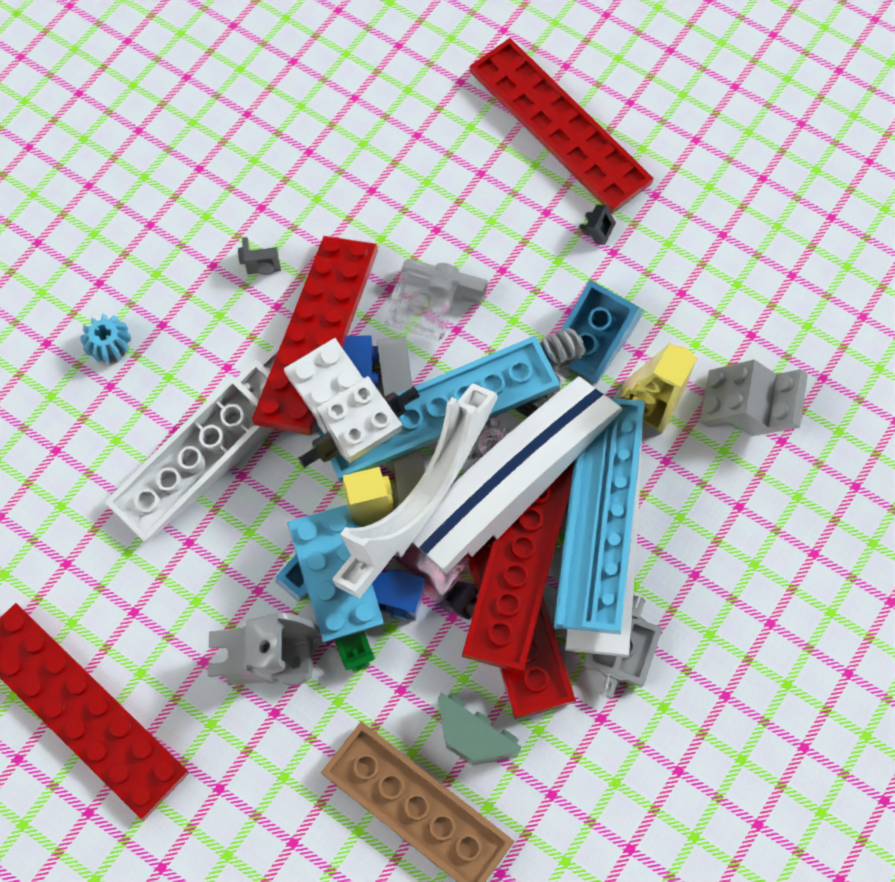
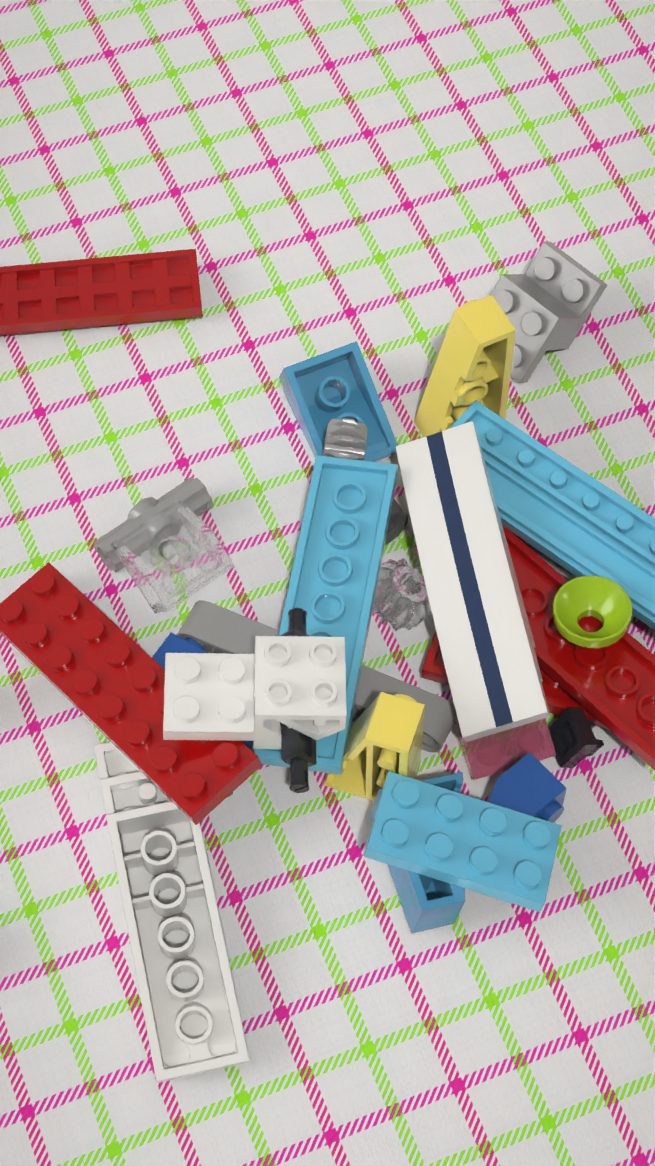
camera: 55 degrees left, 10 degrees down
(266, 648) = (504, 987): light grey piece -> none
(354, 651) = (570, 891): green bracket -> none
(377, 543) = (464, 746): white slope -> none
(540, 543) = (596, 598): none -> lime piece
(599, 224) = (209, 332): black tile -> none

